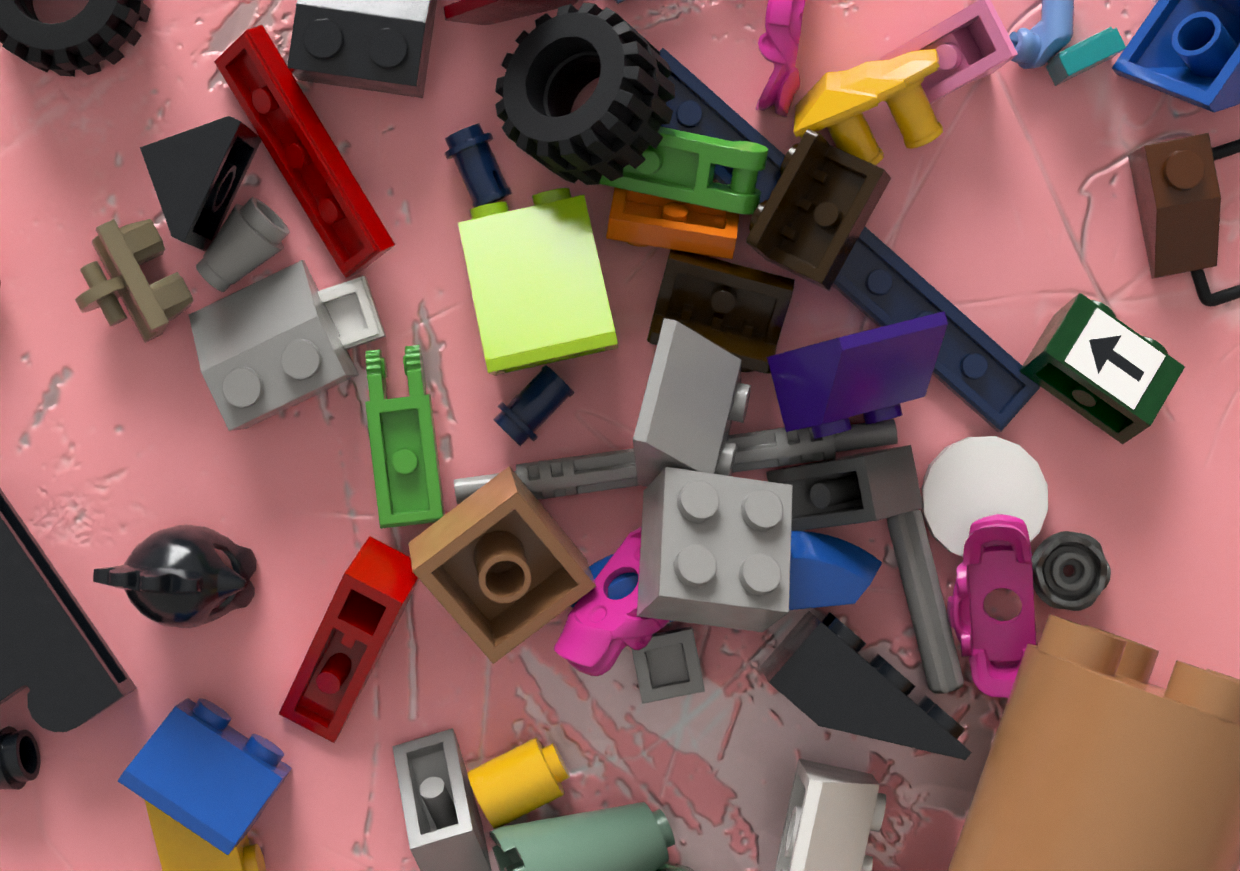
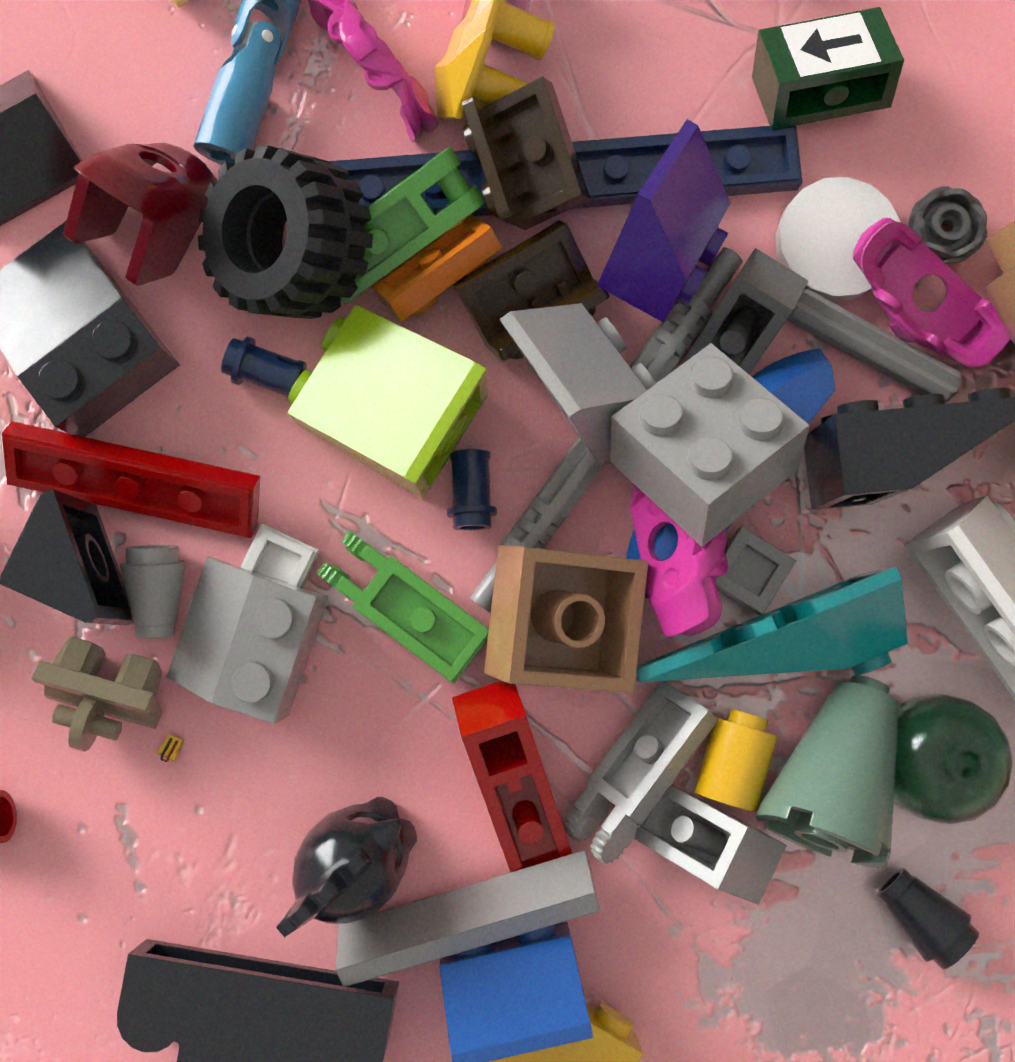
camera: 50 degrees left, 5 degrees down
(141, 366) = (170, 748): none -> yellow piece
(226, 694) = (466, 918): none -> light grey tile
(445, 718) = (638, 770): none -> light grey hinge
(666, 754) = (827, 630): none -> teal wedge

